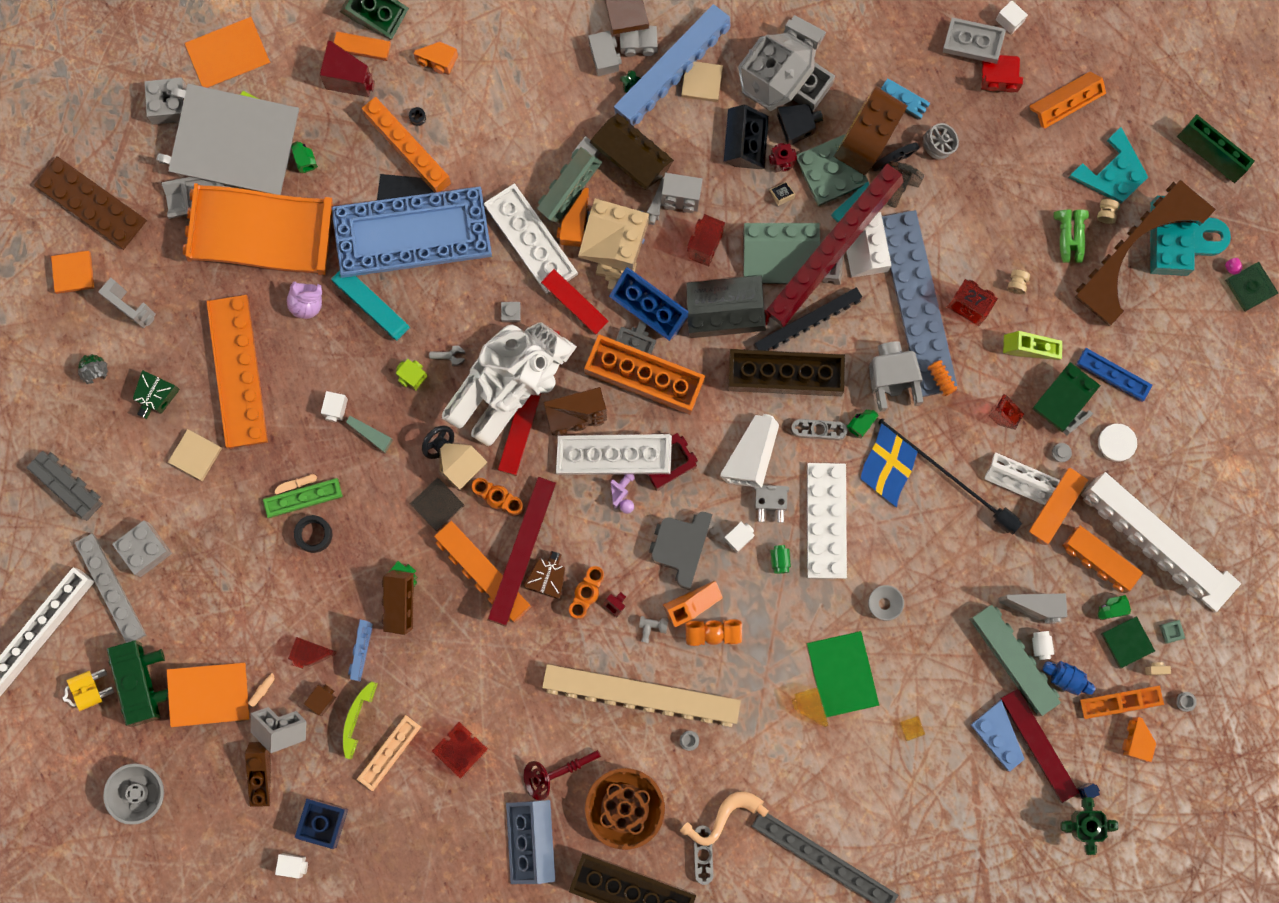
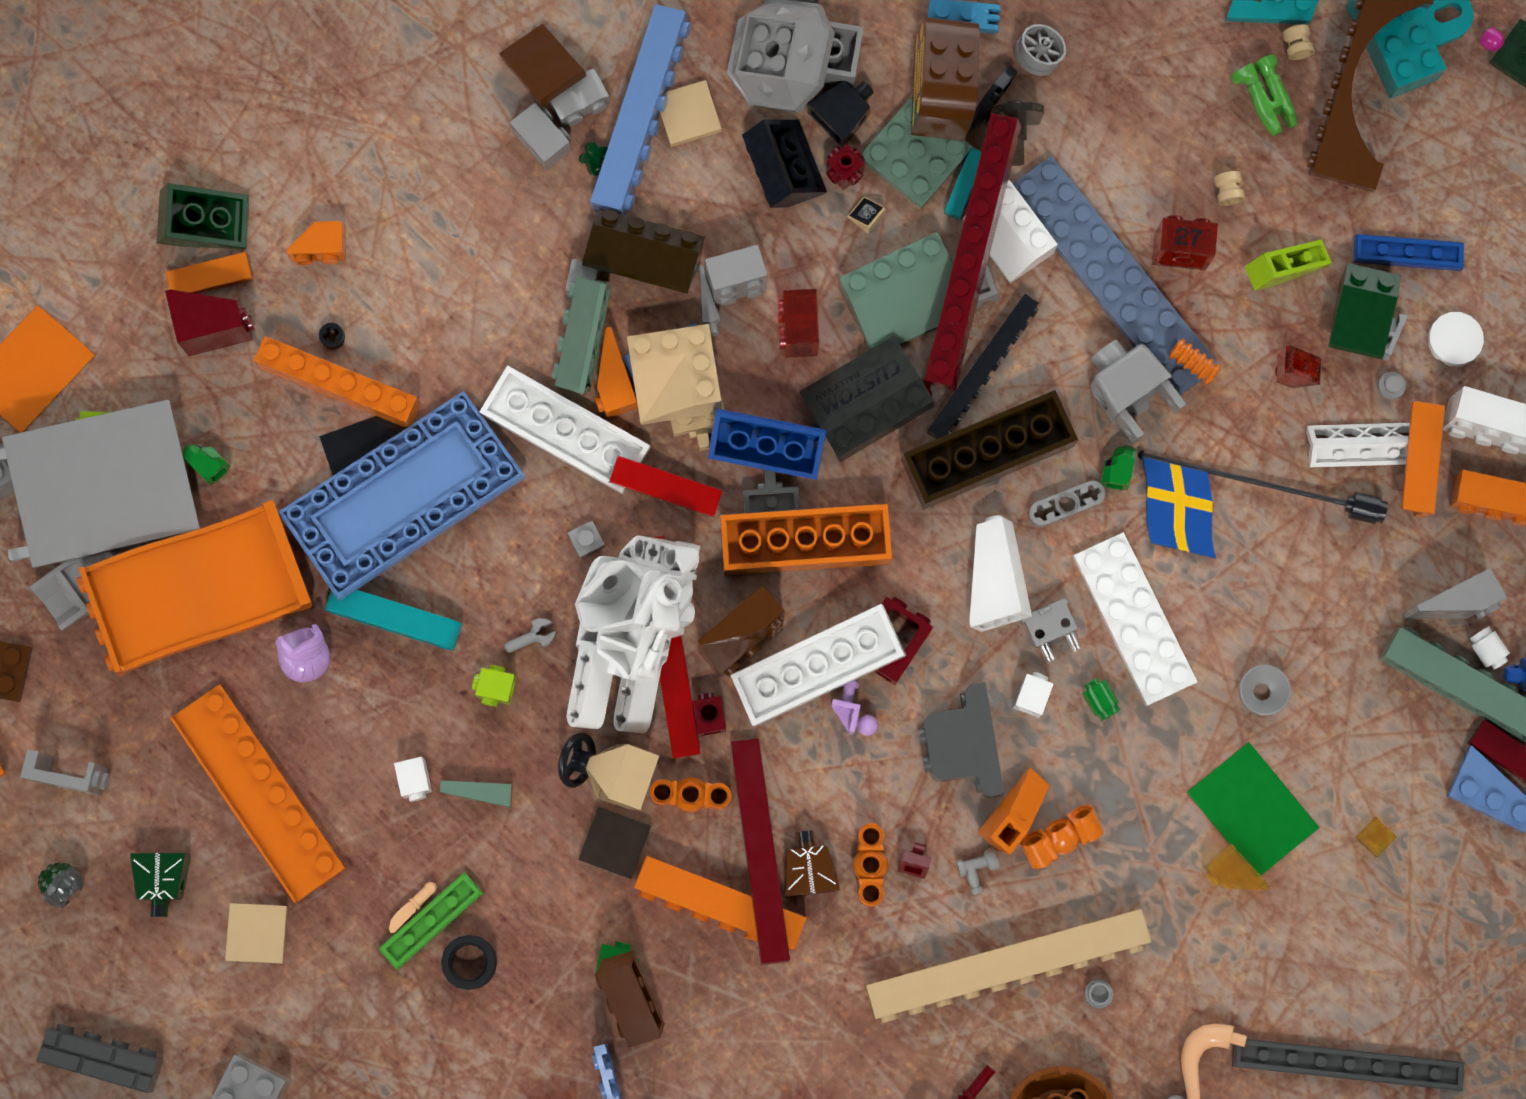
camera: 25 degrees left, 0 degrees up
(533, 462) = (709, 727): none -> dark red brick

